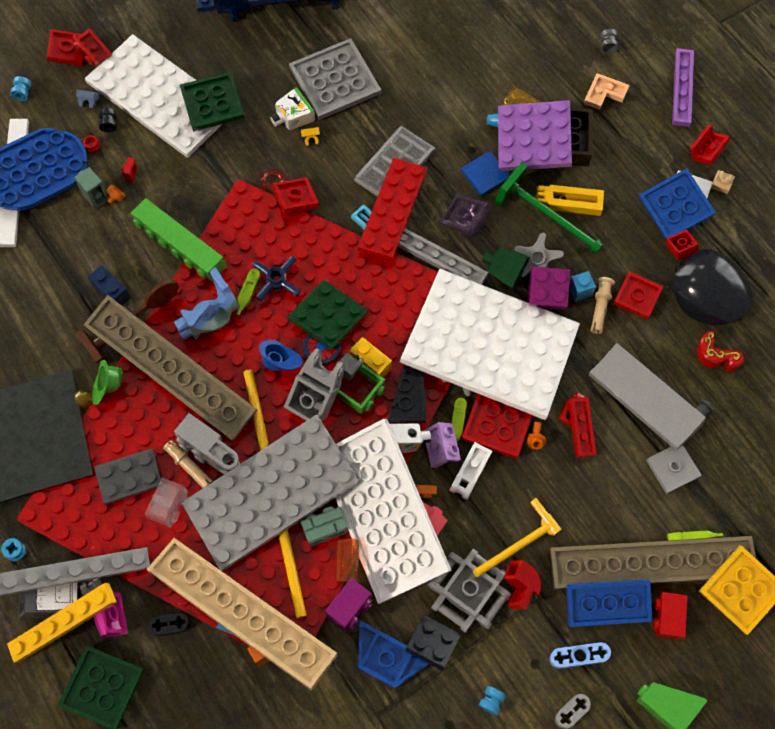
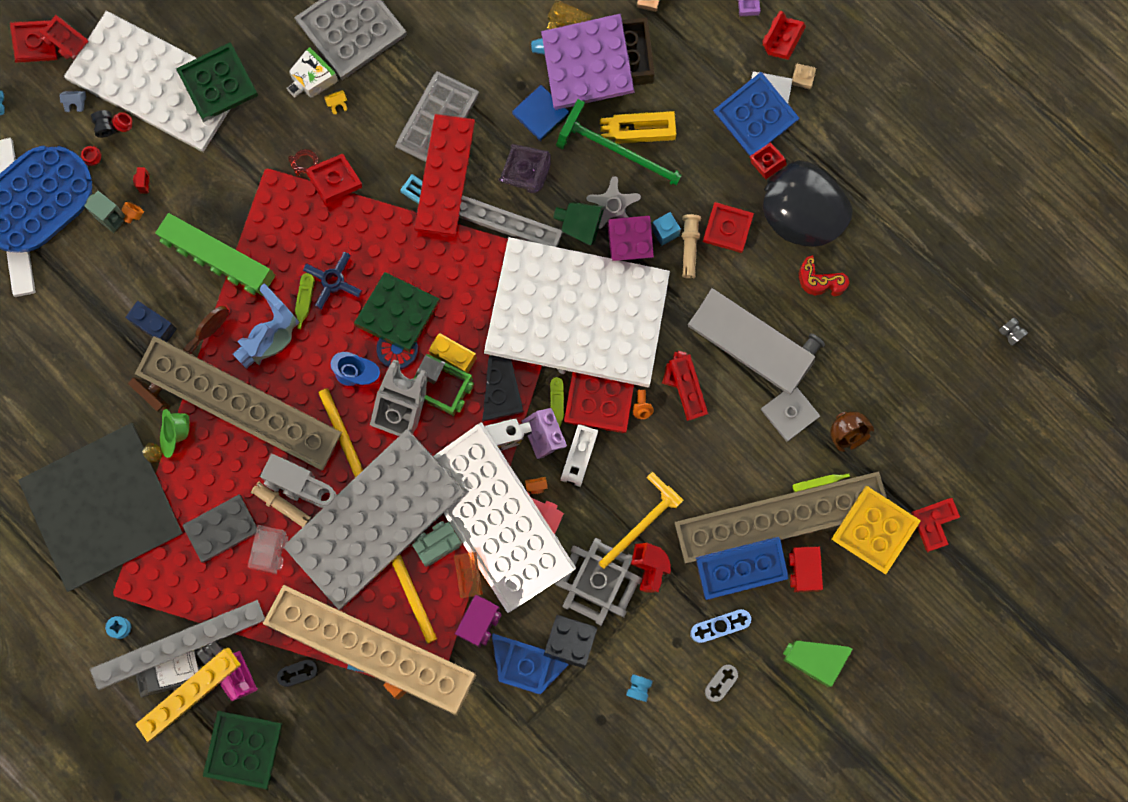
camera: 10 degrees left, 10 degrees up
(124, 121) = (122, 122): none -> red plate
(729, 493) = (850, 430): none -> reddish brown cylinder

